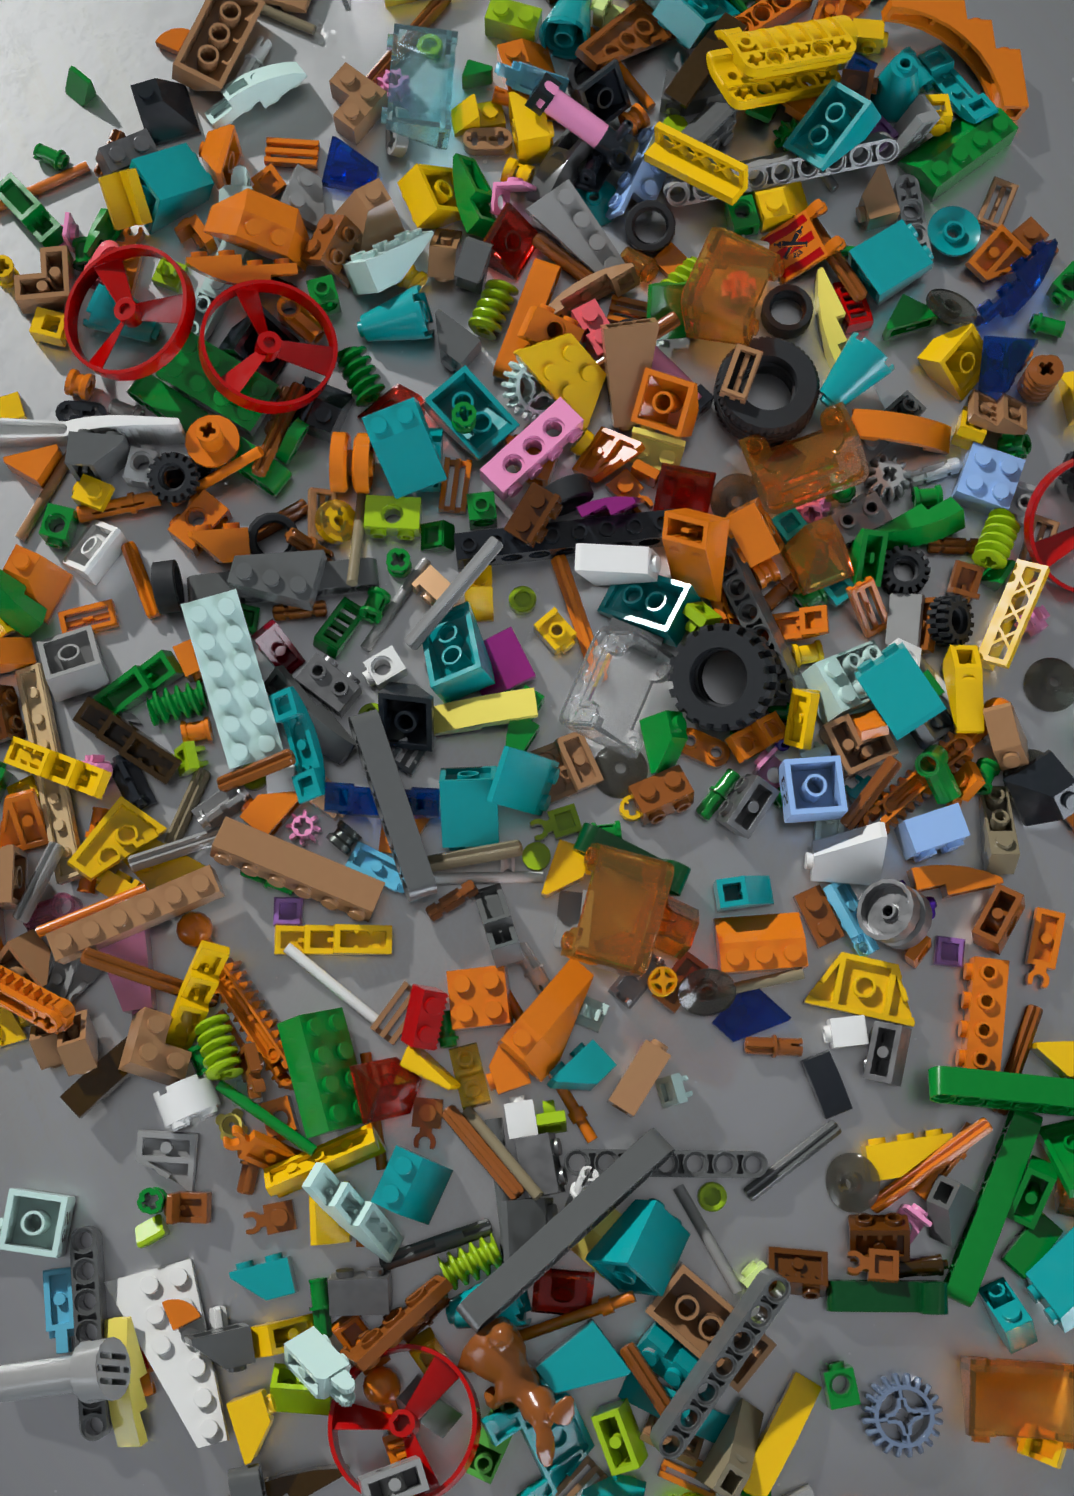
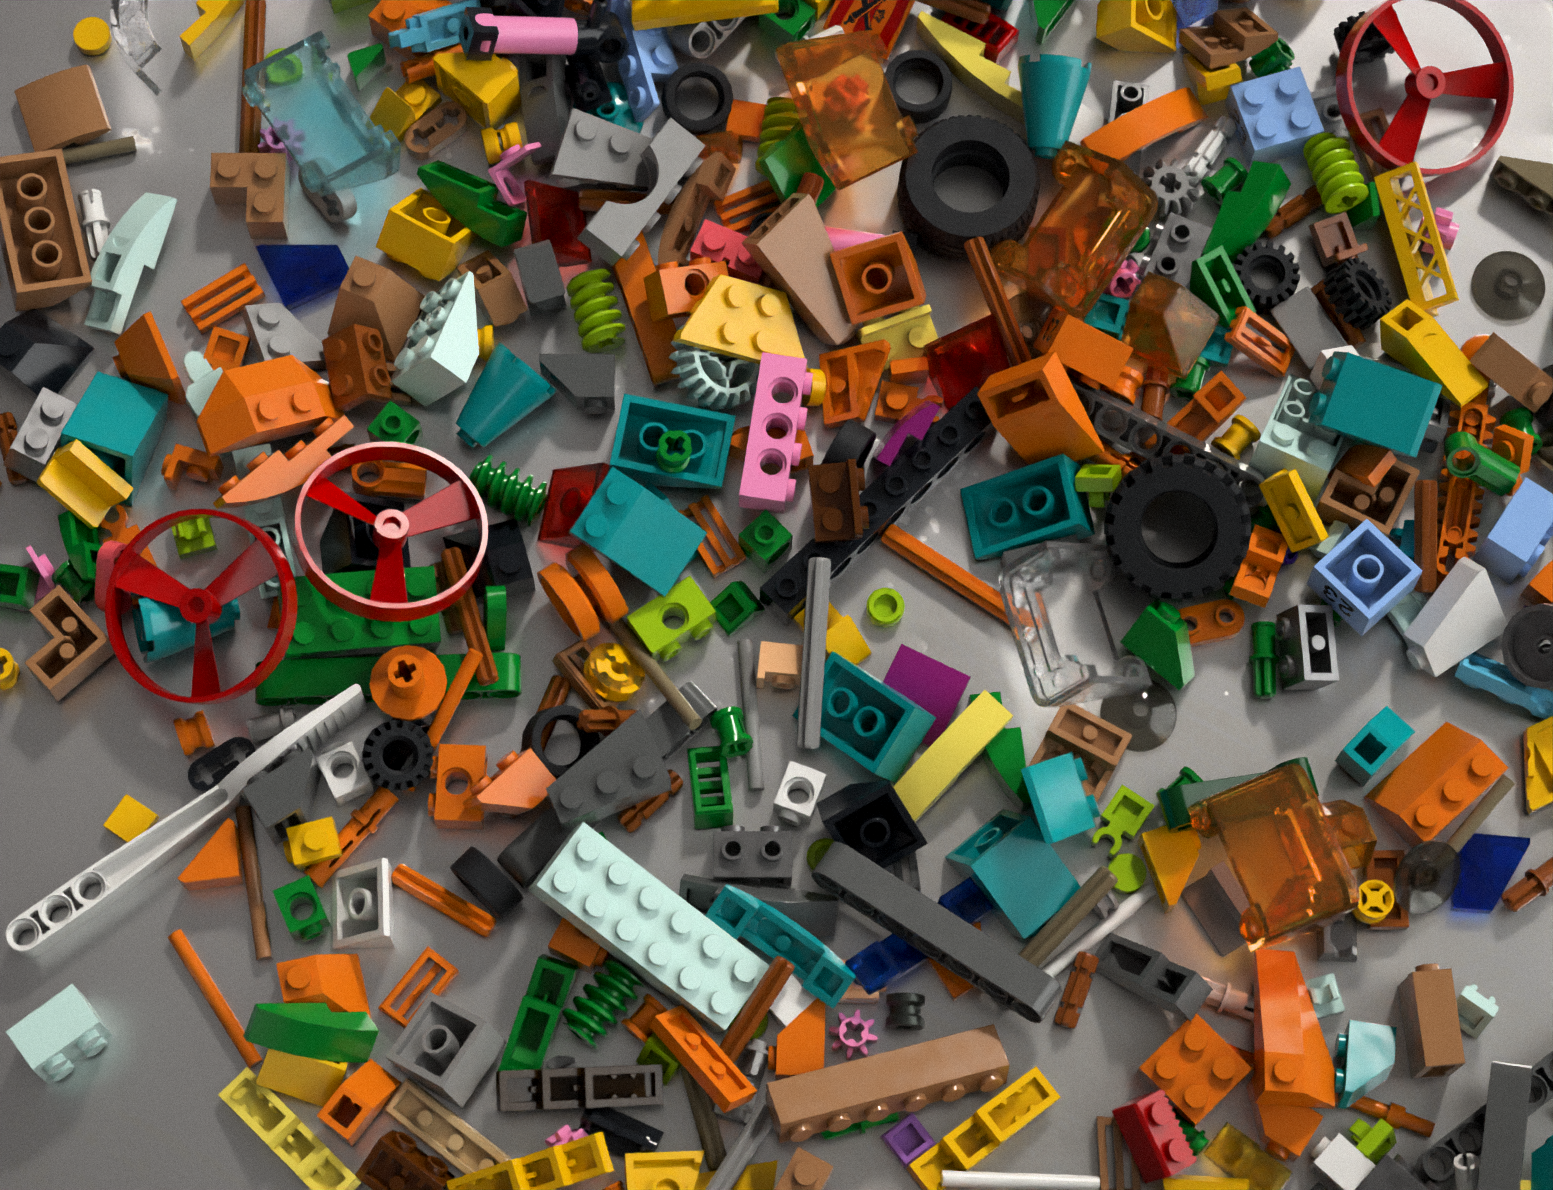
camera: 40 degrees left, 5 degrees down
(44, 324) = (98, 685): yellow brick -> none
(204, 775) = (703, 1058): none -> orange plate
(277, 647) = (664, 857): slope -> none
(375, 864) = (967, 1013): medium azure hinge -> none
(397, 571) = (711, 660): green bush -> none
(536, 265) = (616, 225): none -> light grey arch
(555, 643) = (942, 624): yellow brick -> none
(616, 564) = (964, 489): white slope -> none
(625, 813) = (1184, 755): yellow bush -> none
(662, 795) = (1208, 704): dark orange bracket -> none
(726, 467) = (997, 301): none -> dark orange axle
(734, 394) = (944, 215): medium nougat tile -> none
(765, 762) = (1285, 585): bright pink bracket -> none
(818, 916) = (1470, 710): dark orange plate -> none

